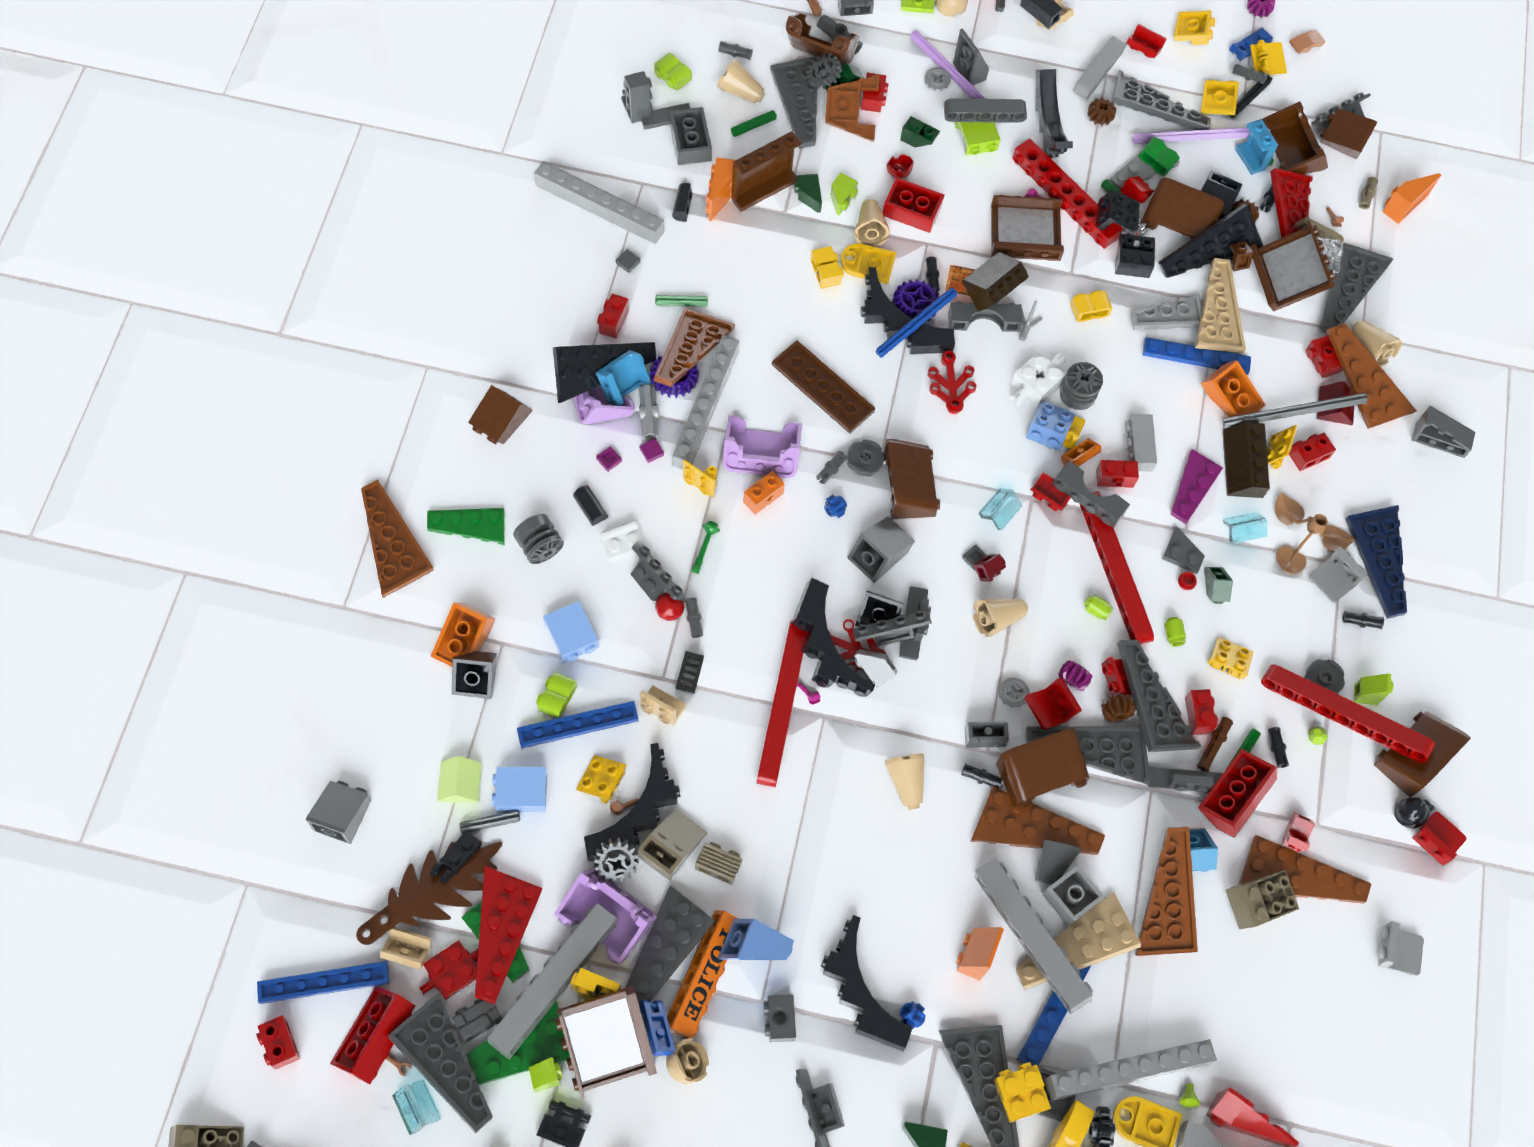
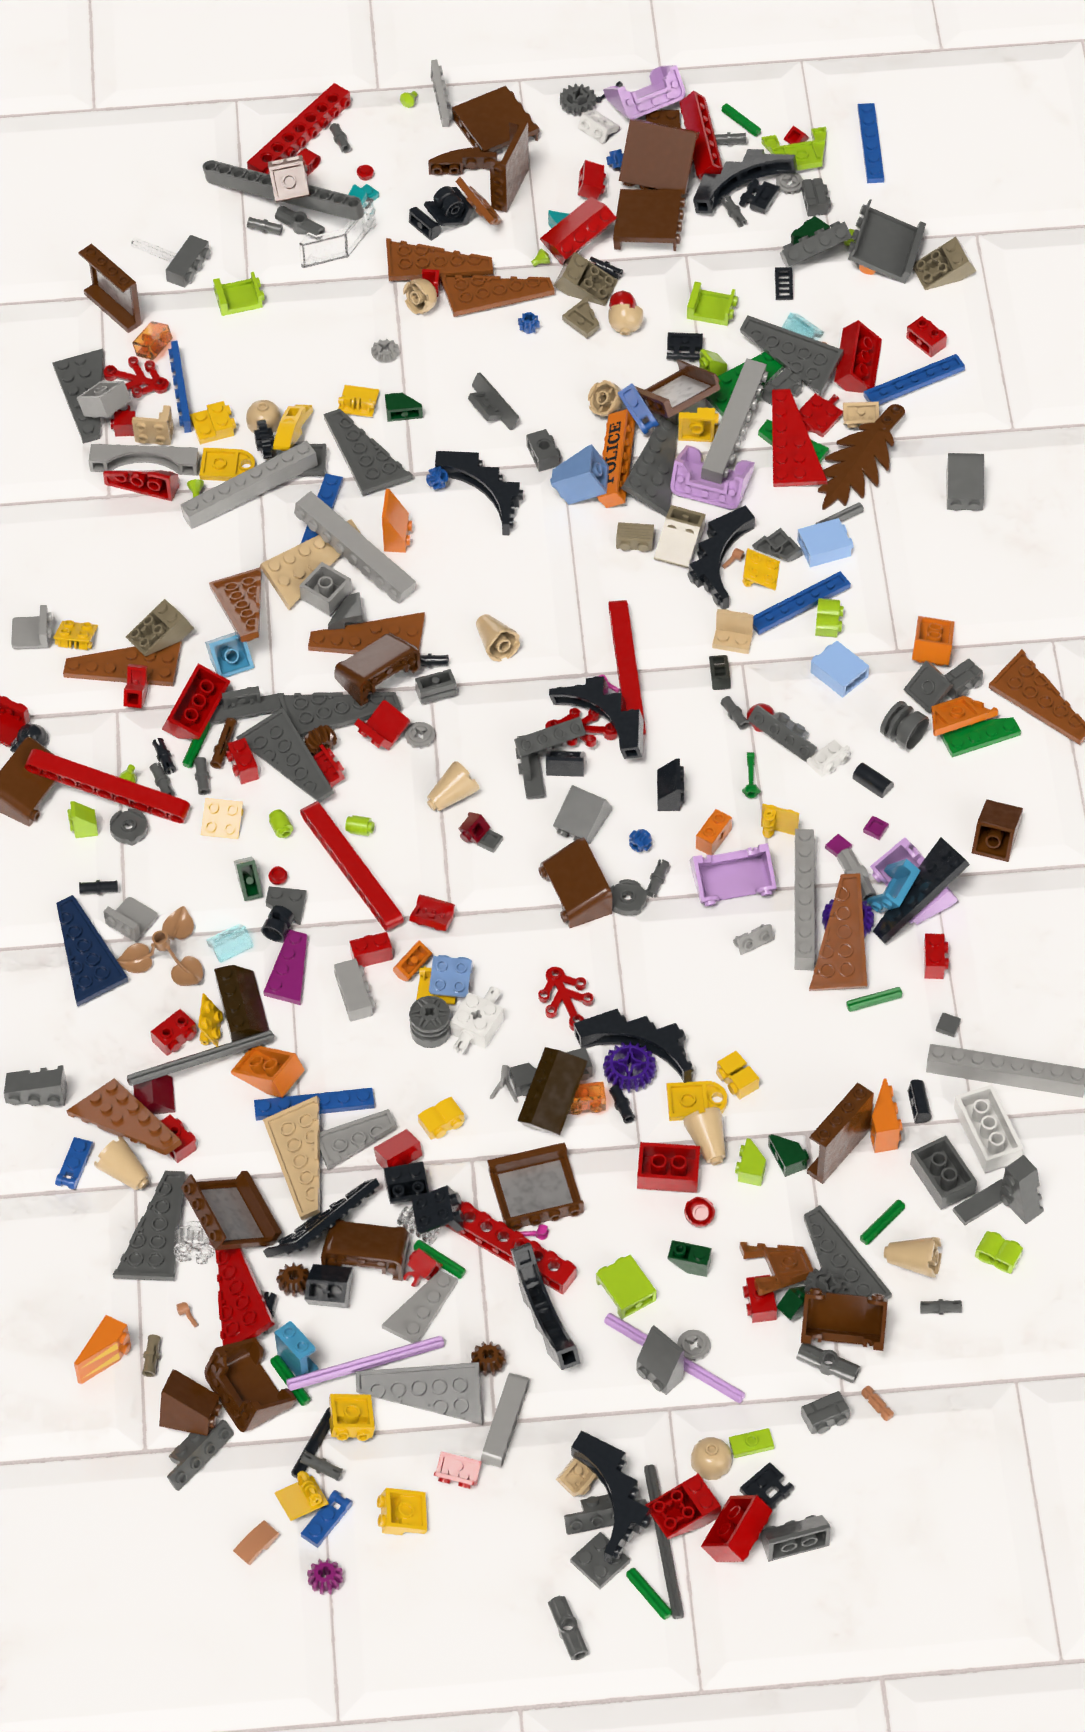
camera: 170 degrees right, 10 degrees down
(456, 857) = (852, 482): black hinge -> none
(457, 581) = (964, 678): none -> dark grey brick
(459, 780) = (879, 537): yellowish green slope -> none
(474, 674) = (906, 614): black slope -> none
(480, 541) = (958, 714): none -> orange wing
(494, 577) = (928, 686): none -> dark grey plate
(569, 804) = (779, 546): none -> dark grey slope
(615, 858) = (720, 505): gear -> none
(637, 158) = (988, 1128): none -> white brick
(772, 383) = (755, 939): none -> light grey hinge
(788, 548) = (670, 786): none -> black slope
(823, 386) = (694, 953): reddish brown plate -> none
(876, 665) = (553, 709): slope -> none
(916, 322) = (620, 1027): blue axle -> none
(985, 110) = (623, 1292): dark grey beam -> none
(1001, 507) = (479, 888): clear light blue panel -> none
(1022, 1092) = (334, 448): yellow plate -> none
(1075, 675) = (367, 754): magenta gear -> none
(1108, 508) = (372, 898): dark grey arch -> none
(1135, 285) = (398, 1150): none -> brick
(1159, 156) = (407, 1308): green brick -> none
(1199, 525) = (278, 923): none -> black wheel
(1241, 256) = (289, 1221): reddish brown bracket -> none
(1243, 712) = (202, 776): none -> dark grey pin
(1284, 719) = (161, 779): none -> dark grey pin
(1325, 232) = (204, 1274): dark tan hinge -> none
(1352, 932) = (77, 632): none -> yellow hinge
(1413, 365) = (74, 1163): none -> blue plate

